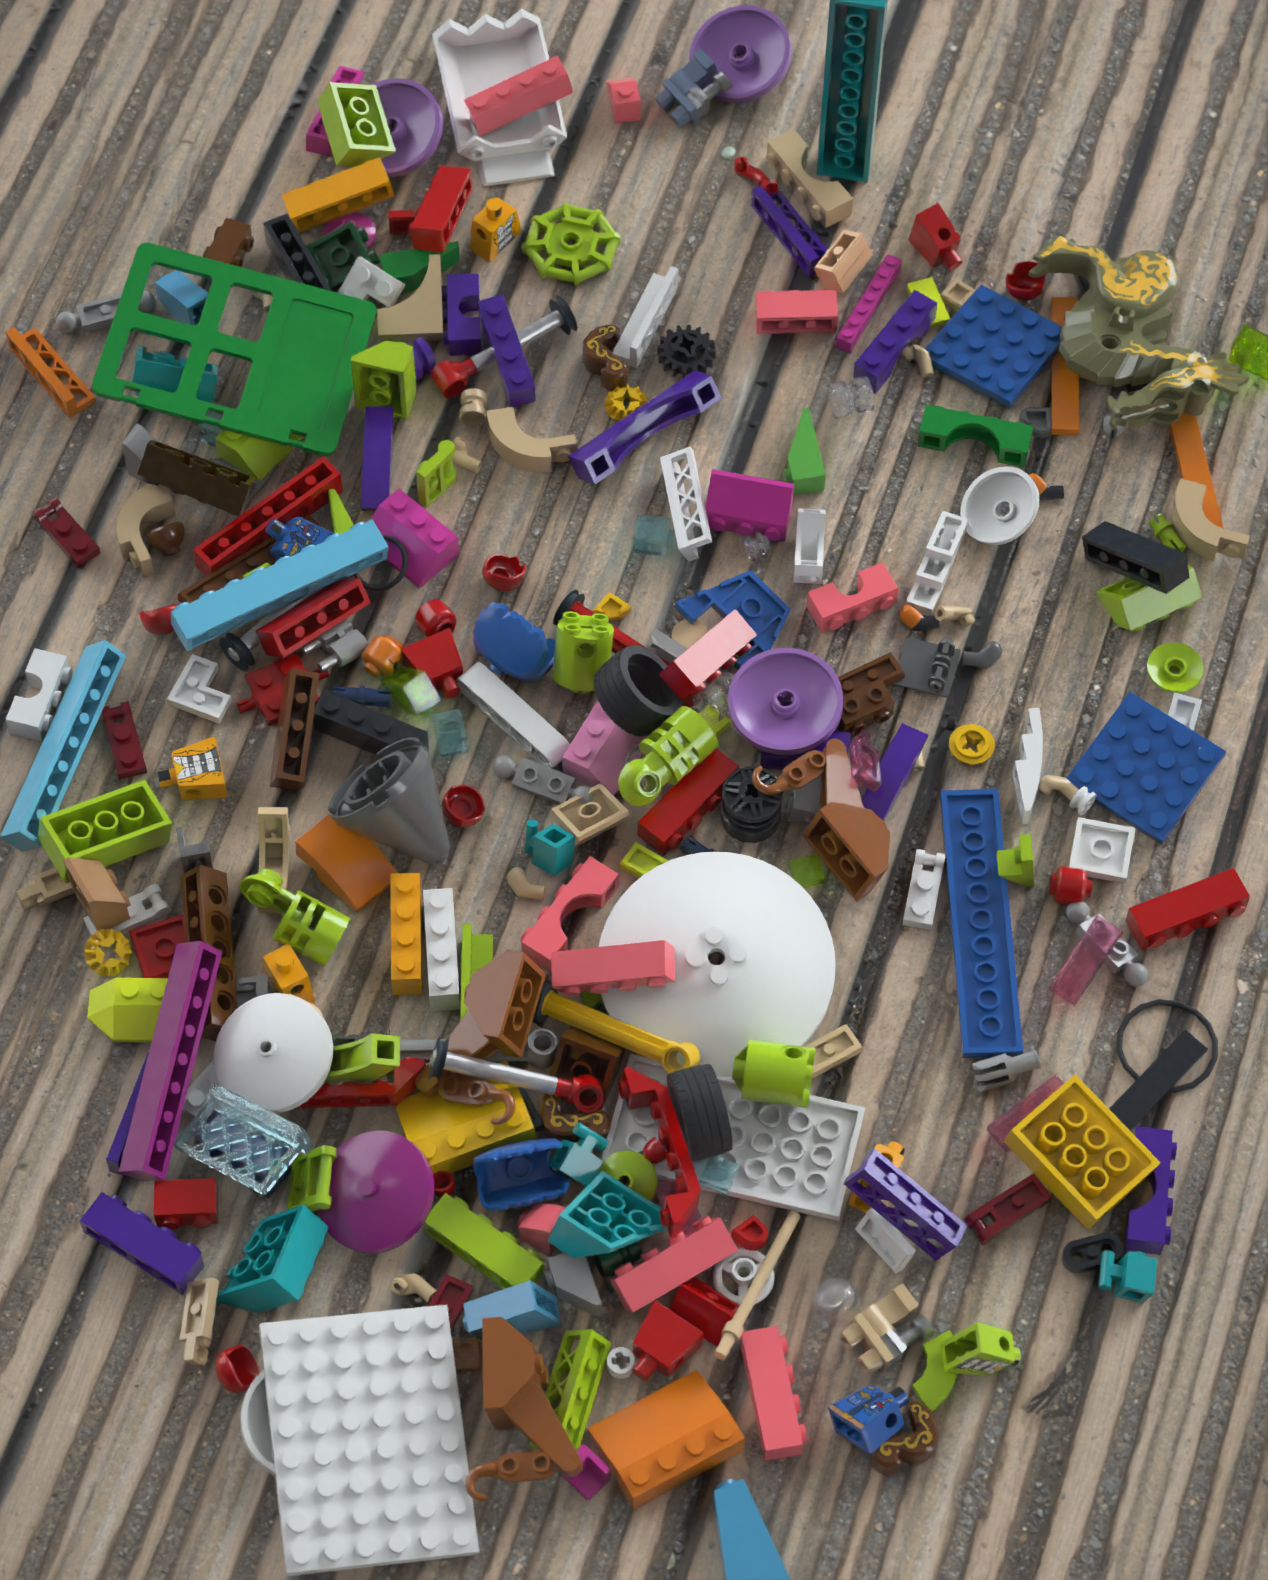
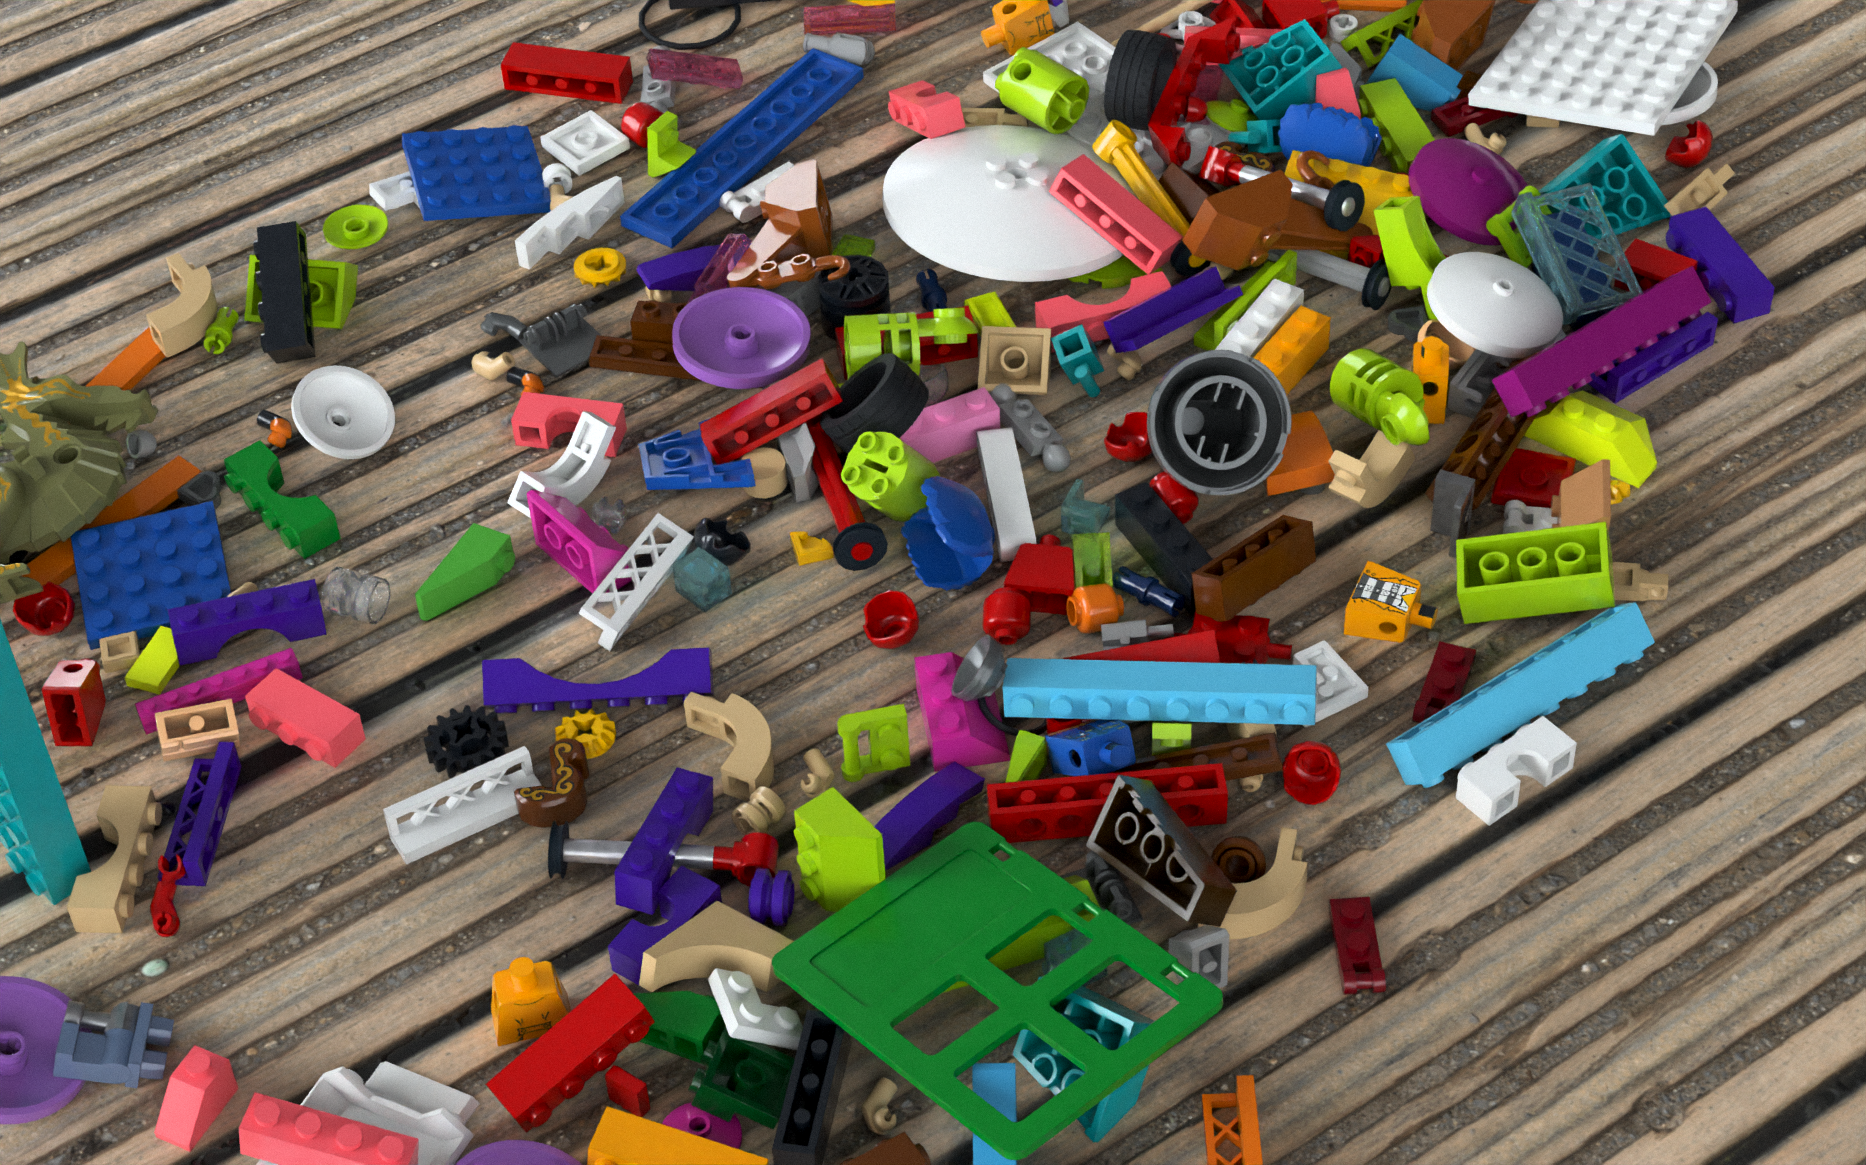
camera: 140 degrees left, 15 degrees down
(396, 525) = (980, 670): none -> dark grey piece
(521, 916) = (1169, 310): none -> dark purple fence
(567, 255) = (448, 968): lime plate -> none
(661, 563) = (720, 543): none -> black hair
(884, 1028) = (924, 111): none -> coral arch
(937, 562) = (445, 420): white slope -> none

